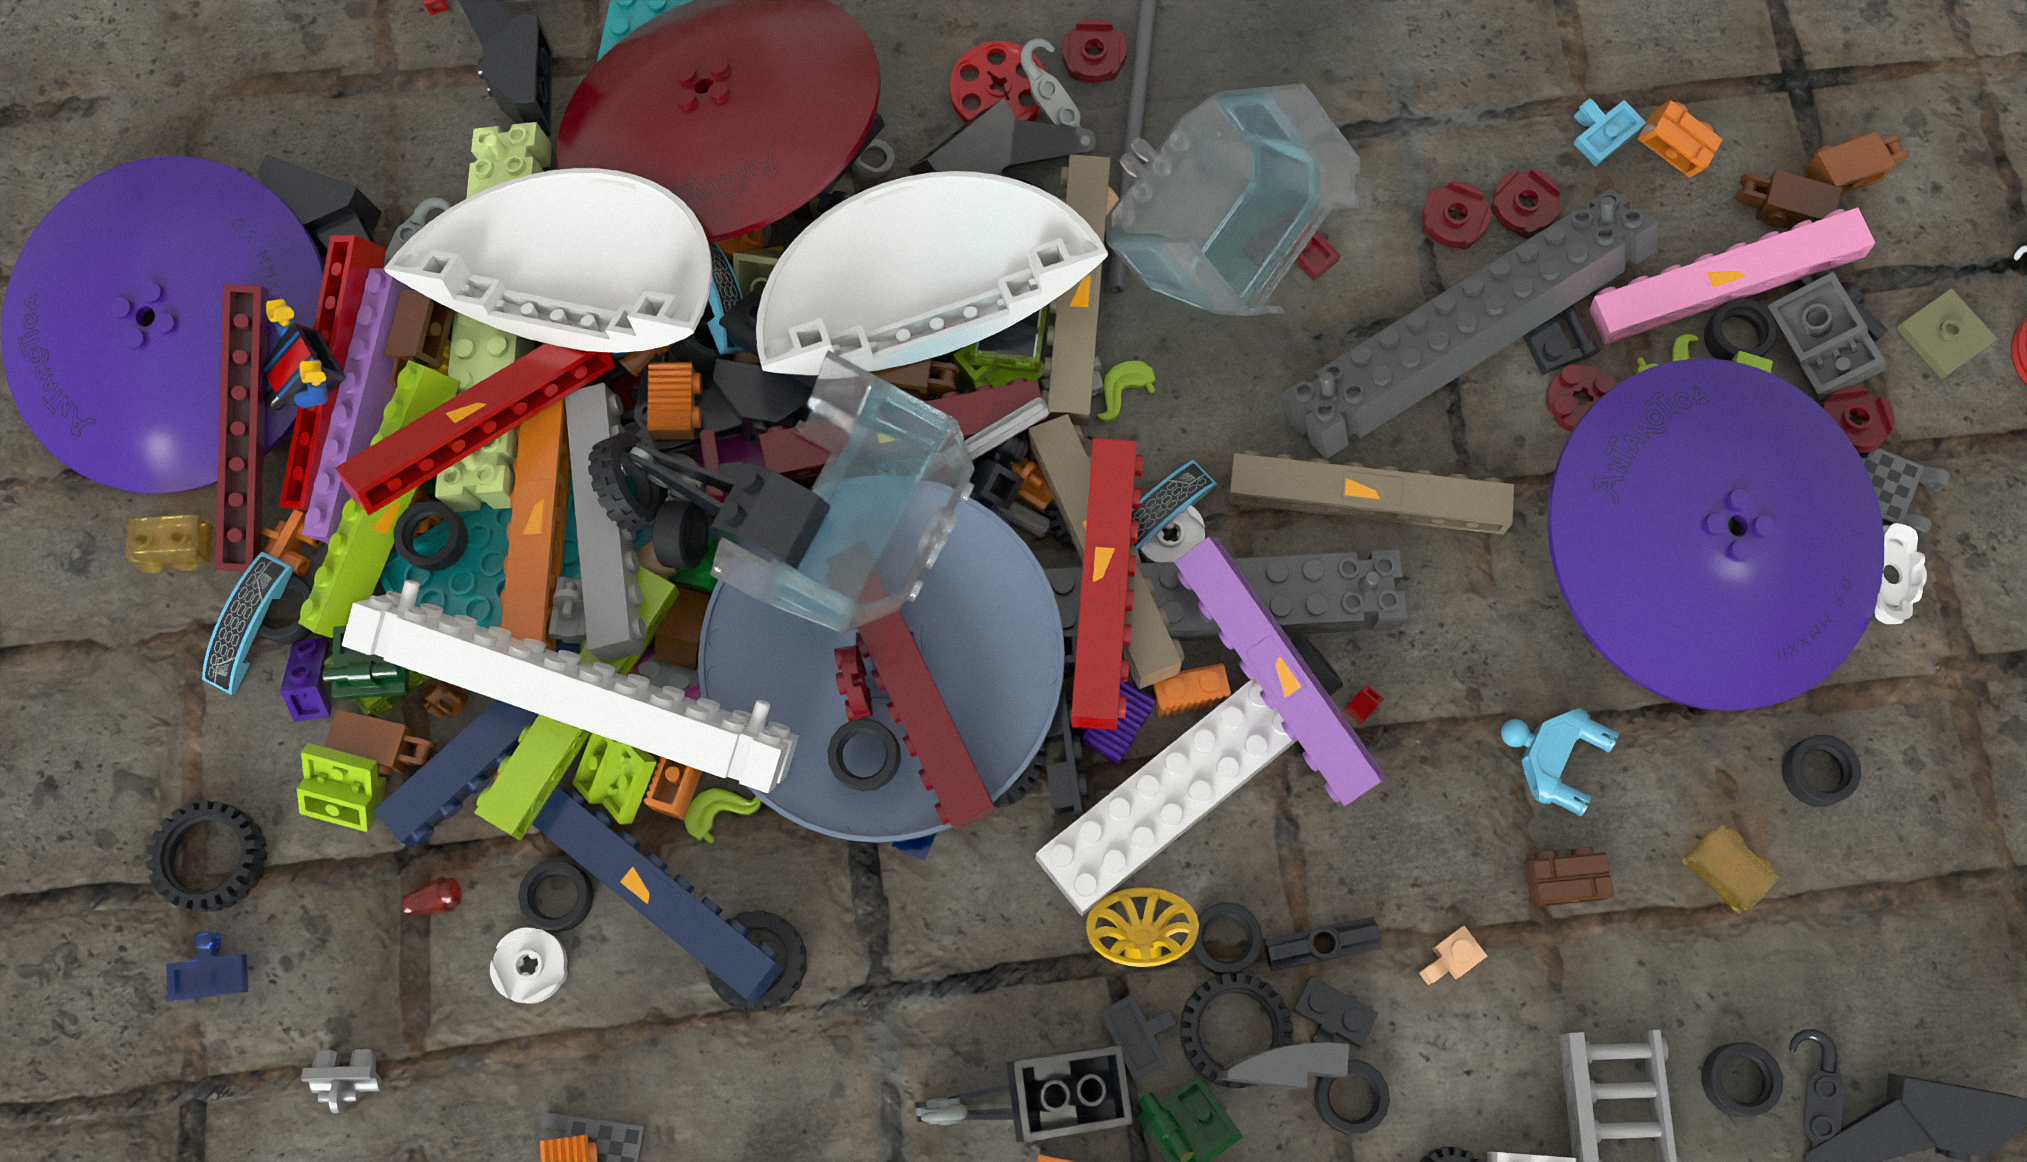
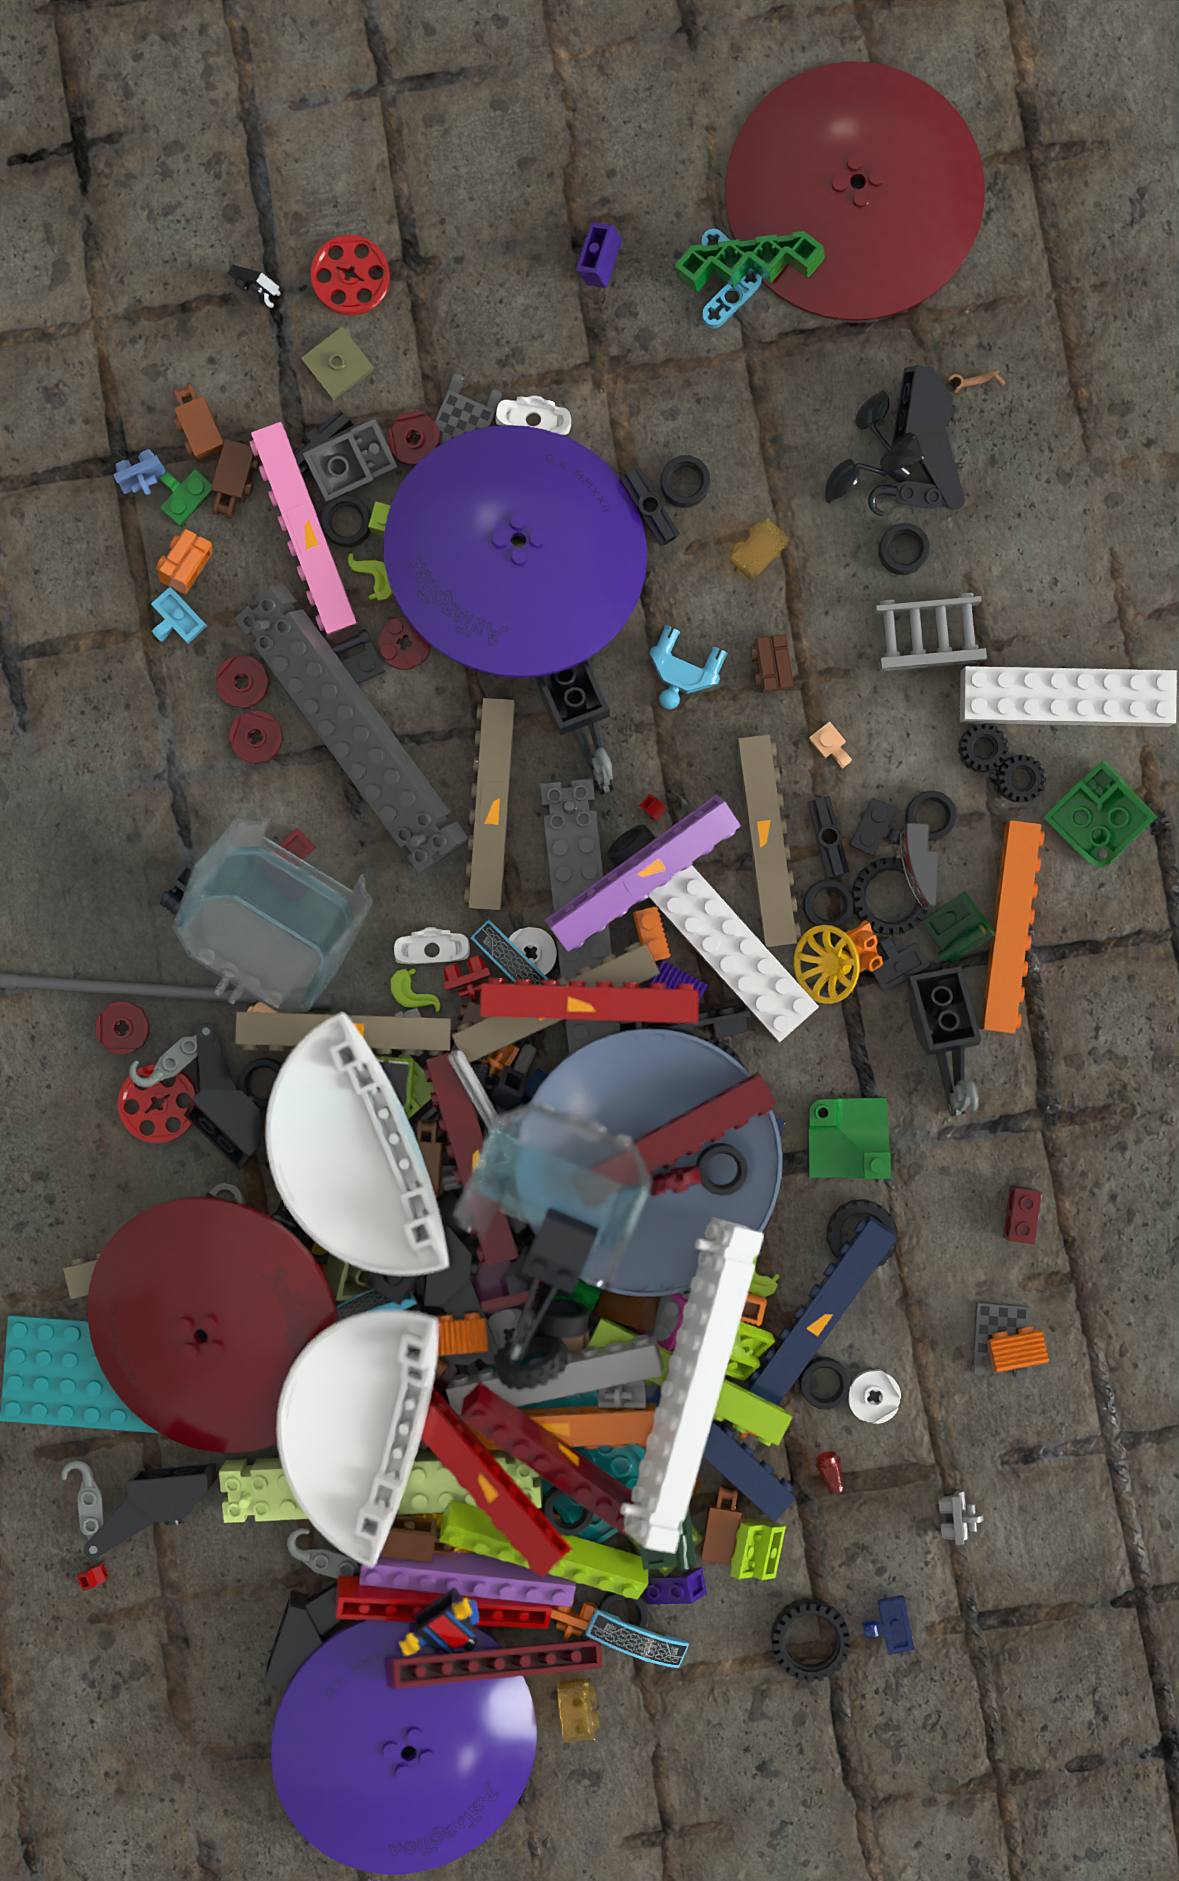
camera: 90 degrees left, 15 degrees up
(503, 495) = (546, 1454): none -> dark red brick
(893, 950) = (849, 1139): none -> green slope
(1147, 434) = (454, 978): none -> red hips
(1163, 983) = (865, 945): none -> orange hips
(1181, 388) = (411, 948): none -> white piece
(1318, 856) = (767, 841): none -> dark tan brick
(1515, 597) = (574, 702): none -> black slope
(1760, 149) = (186, 496): none -> green plate
(1787, 95) = (139, 475): none -> medium blue hips
(1799, 710) = (642, 492): none -> black piece
(1876, 1062) = (895, 463): none -> black plant

